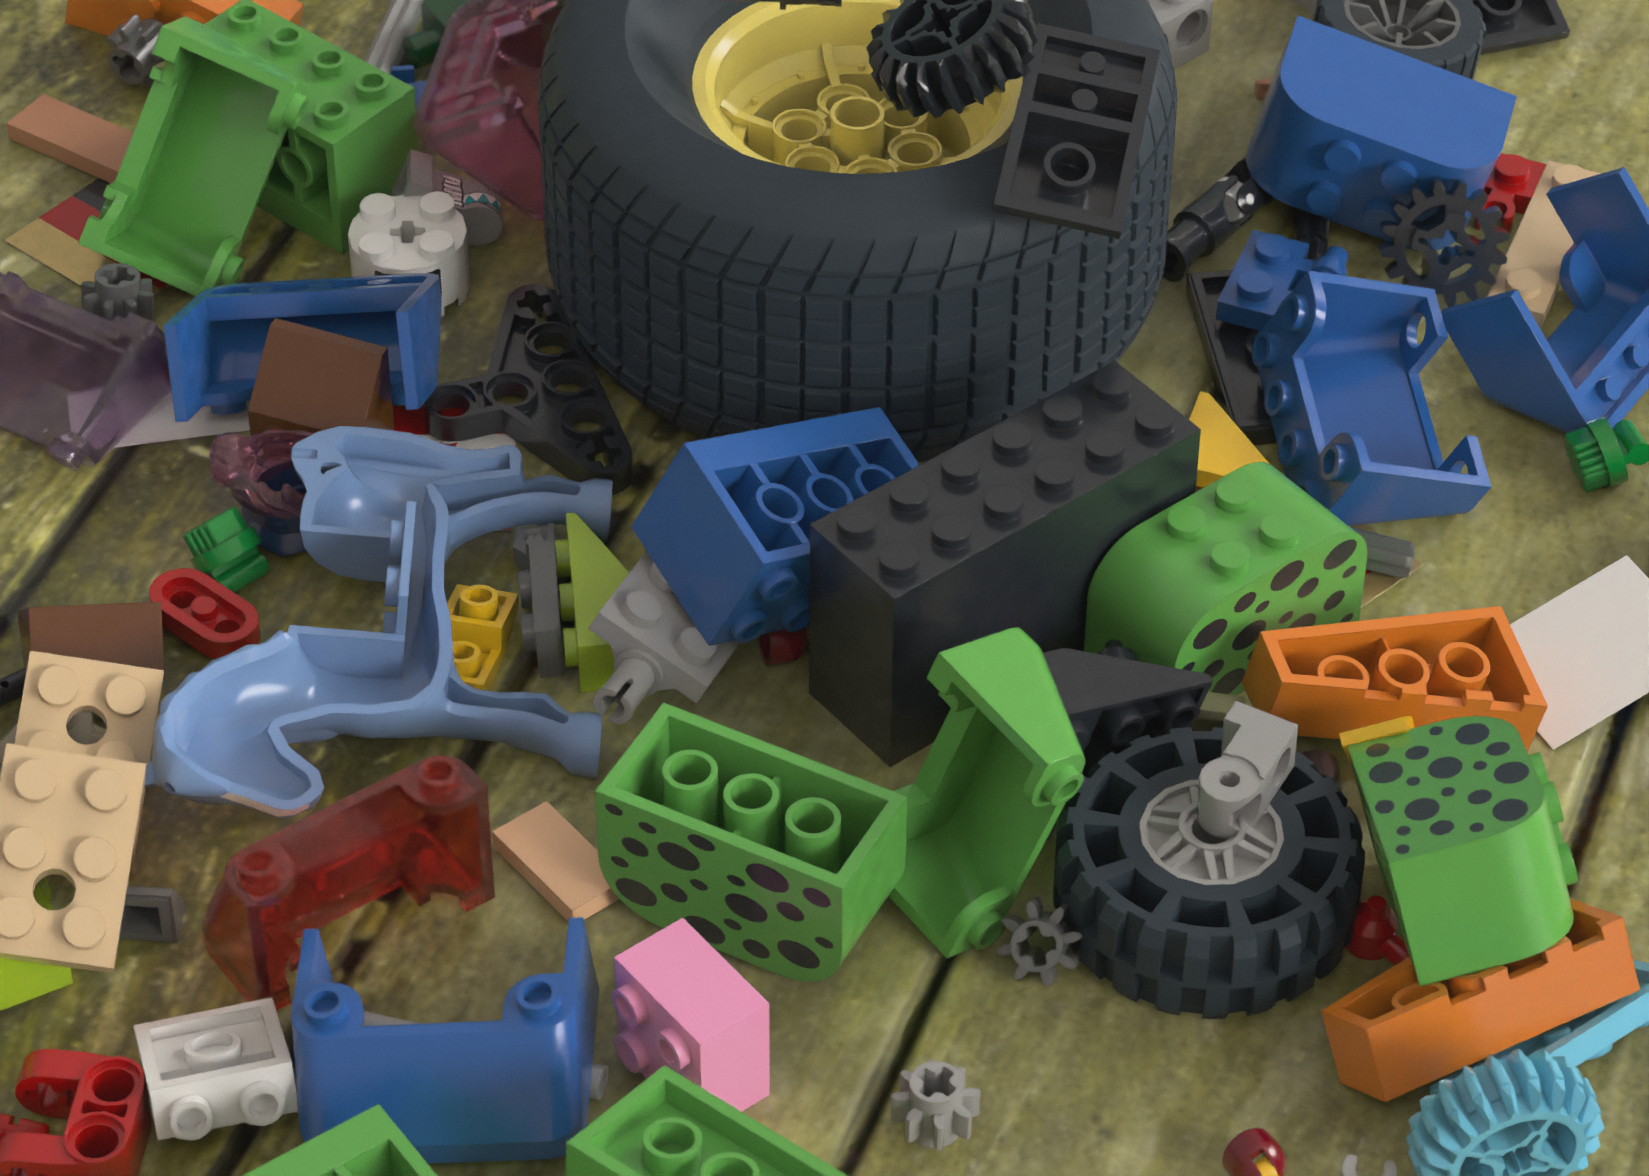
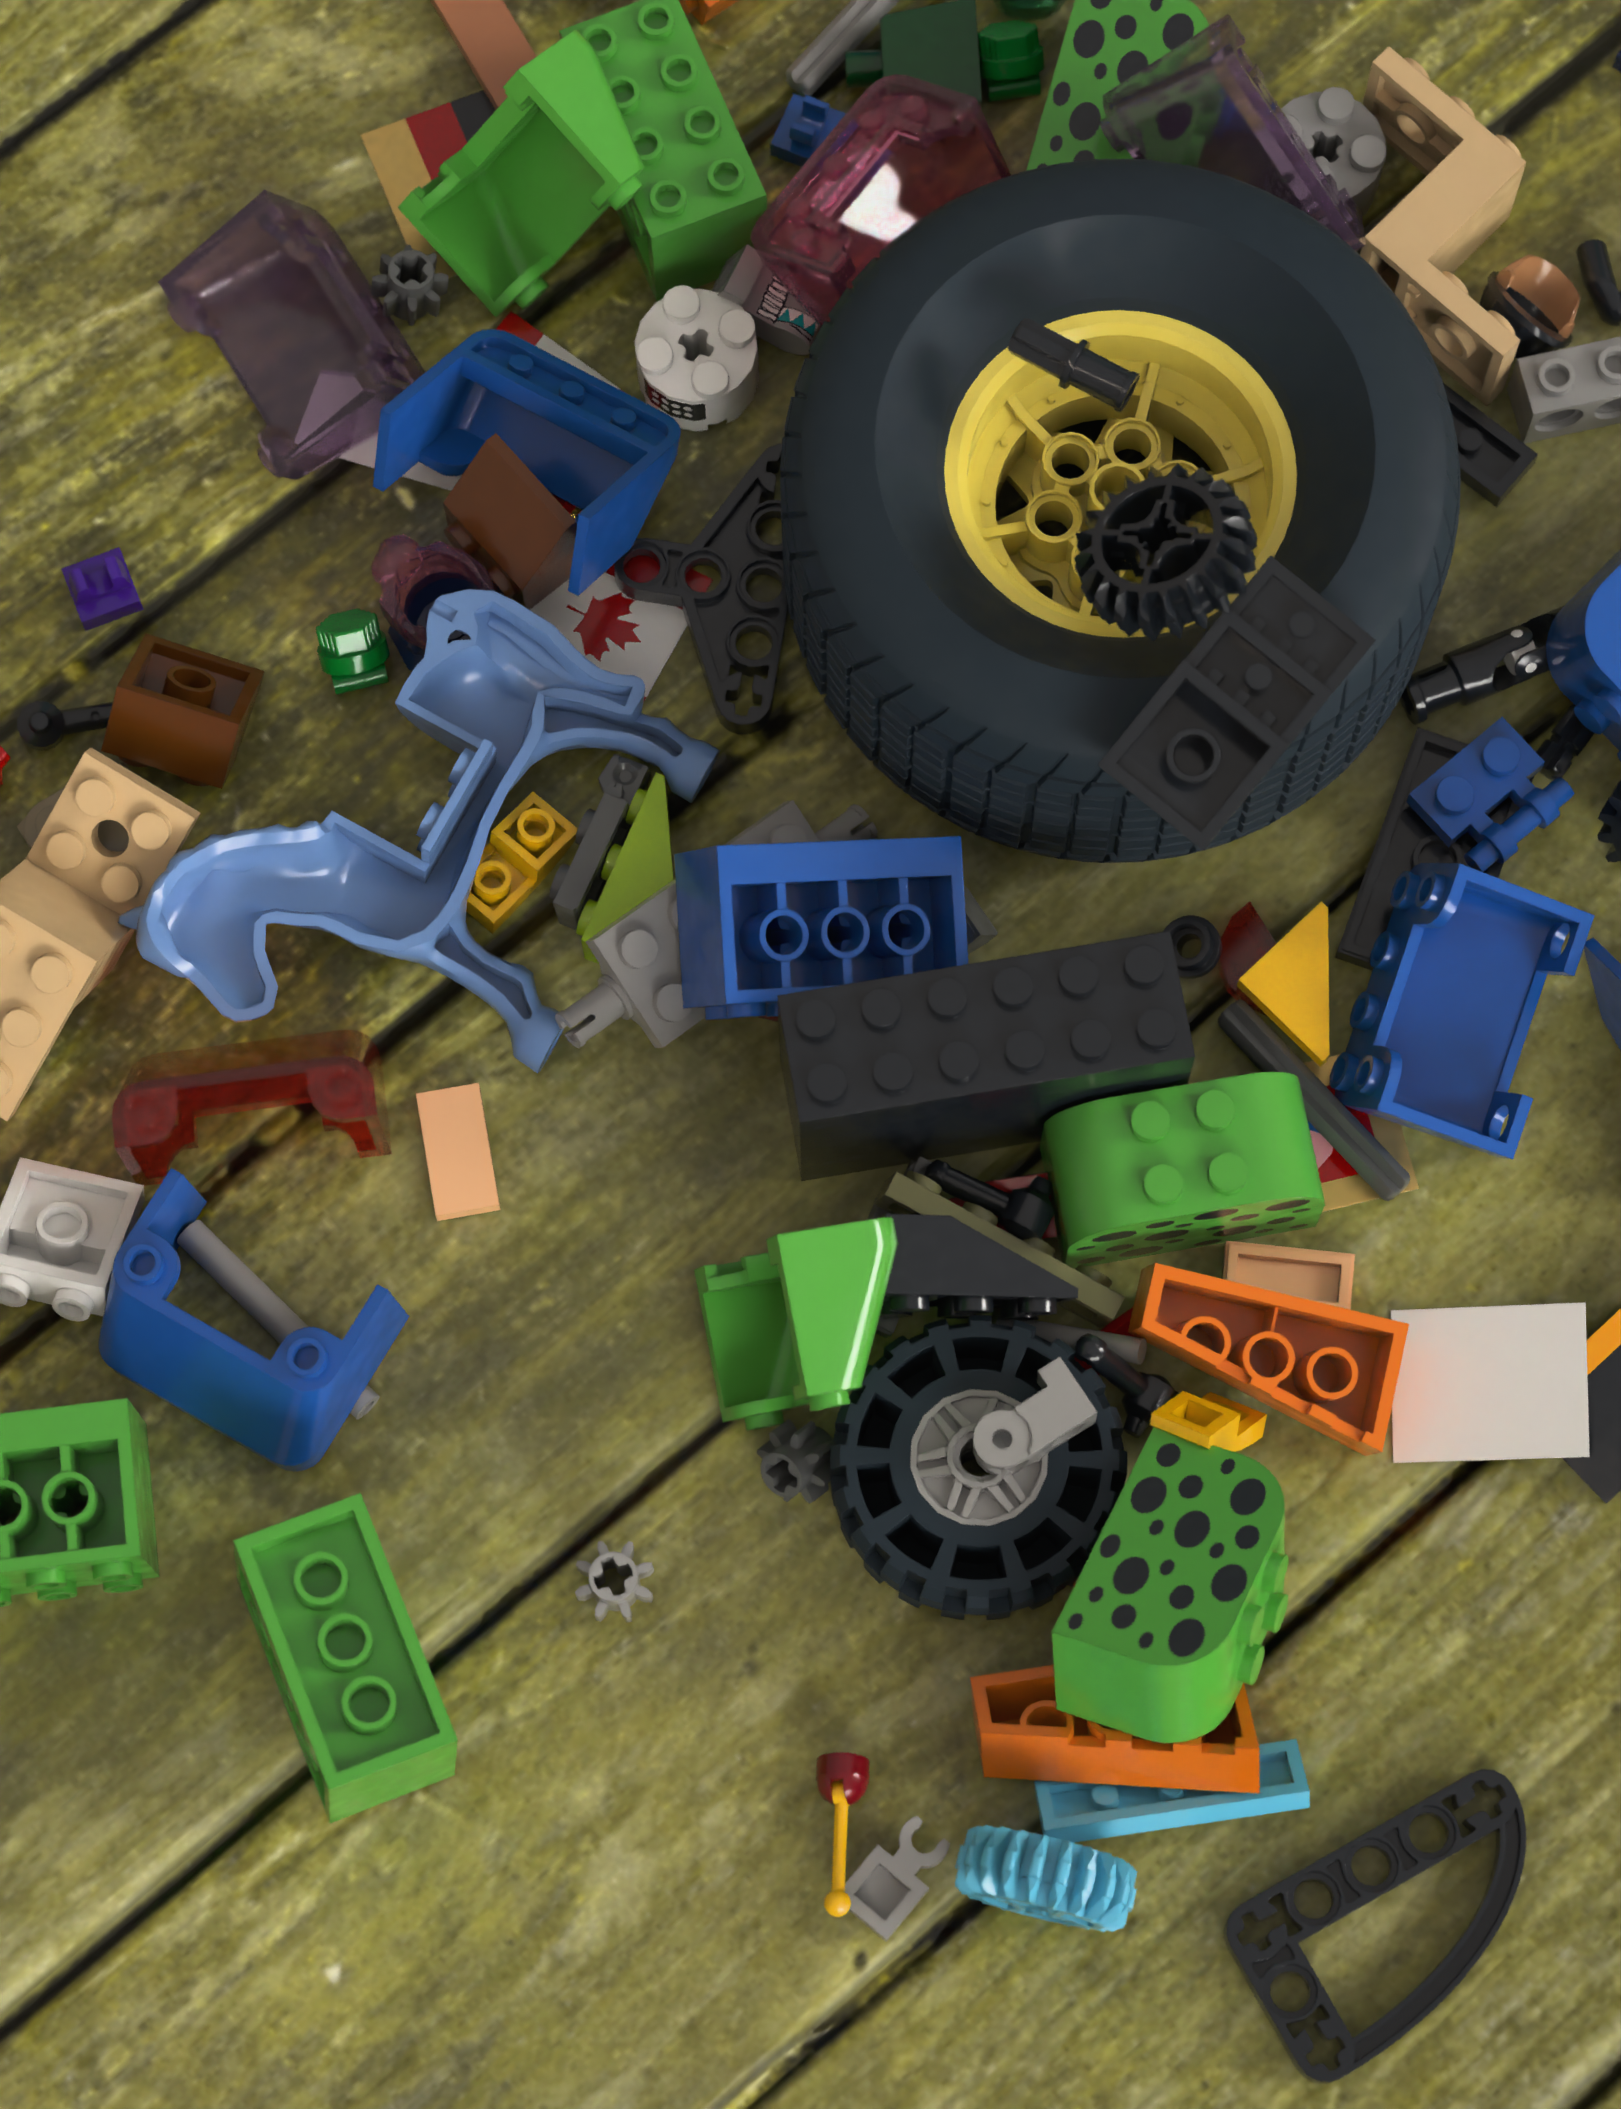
camera: 30 degrees right, 30 degrees up
(152, 914) = (96, 1033): dark grey slope -> none
(204, 612) = (301, 719): red plate -> none
(693, 1014) = (446, 1412): bright pink brick -> none
(748, 843) = (586, 1257): bright green brick -> none

